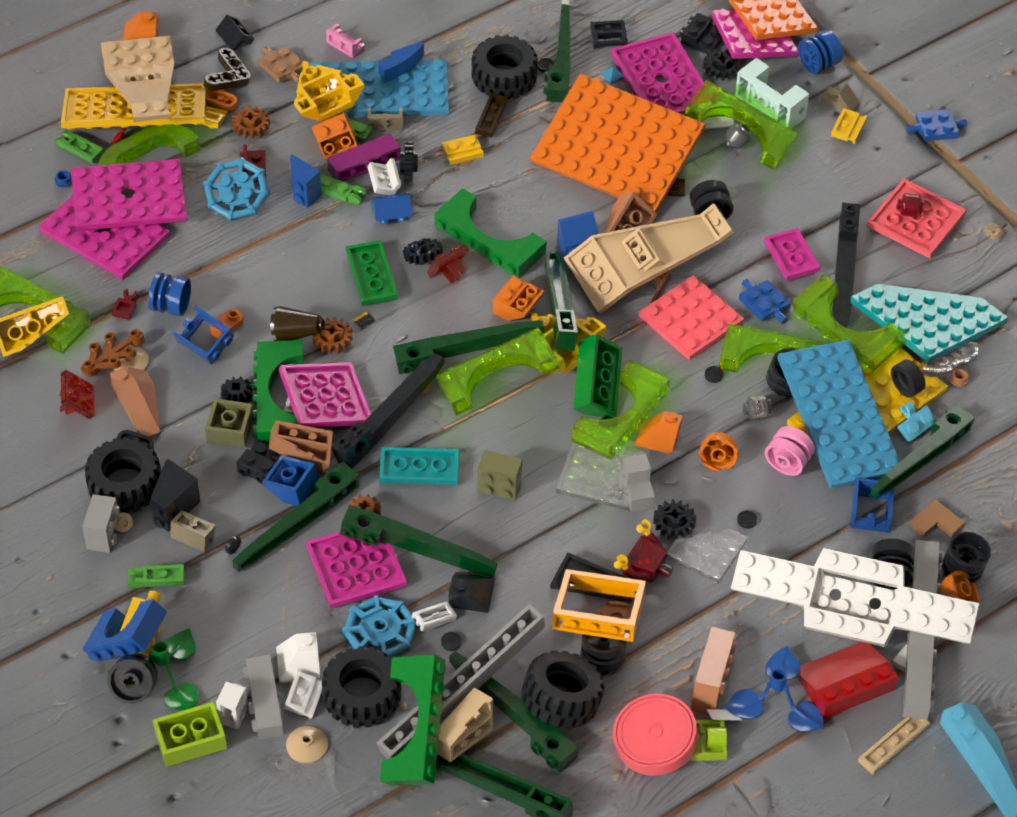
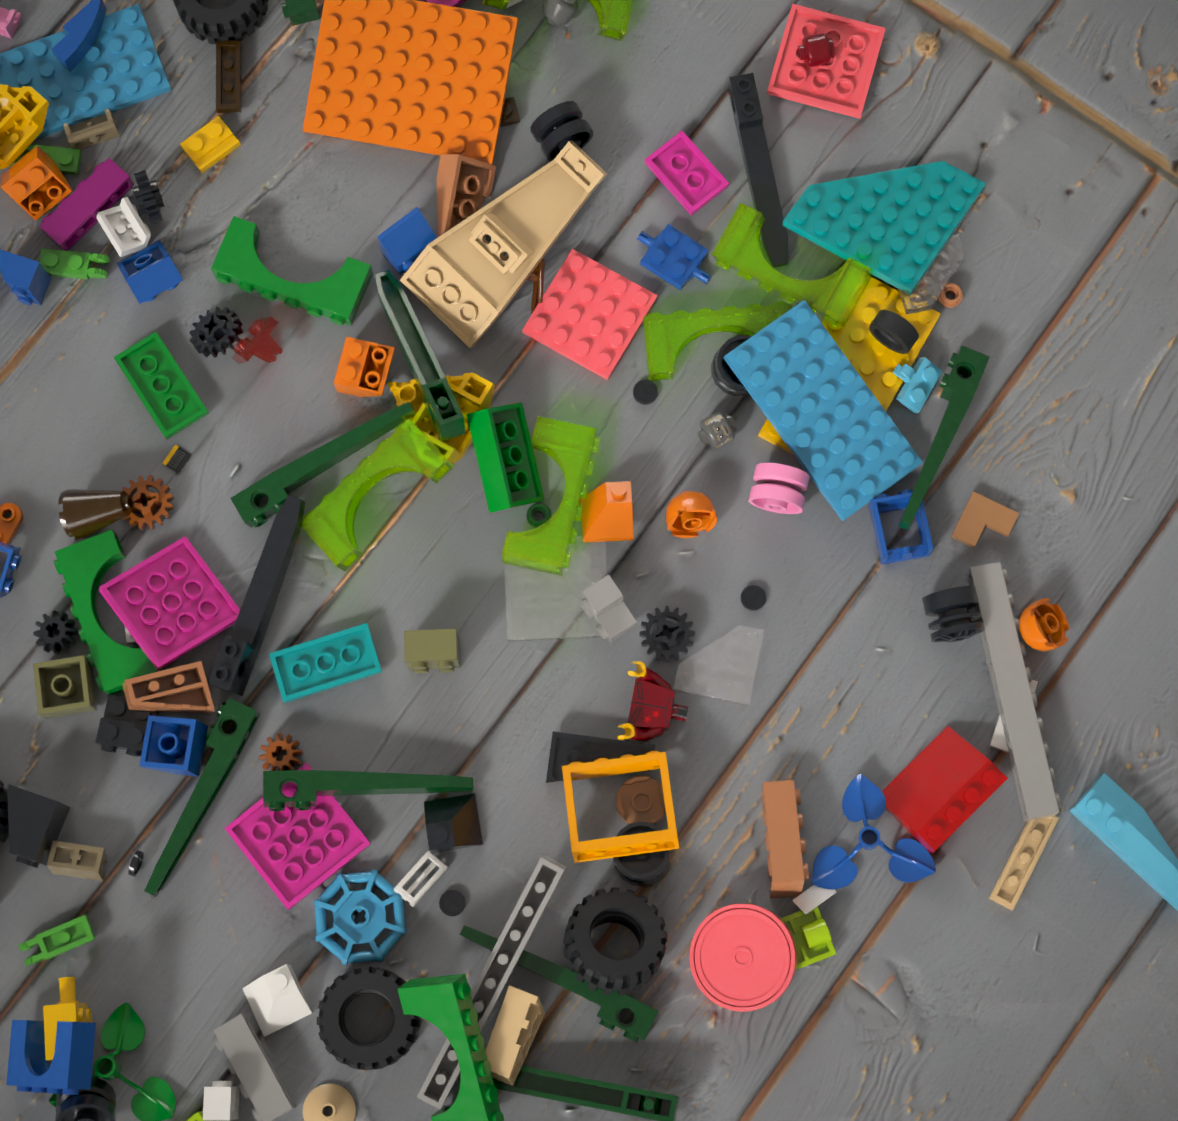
camera: 15 degrees left, 25 degrees up
(303, 694) = (301, 1047): white plate -> none
(851, 614) = (923, 661): white piece -> none
(968, 554) = (1048, 563): black wheel -> none

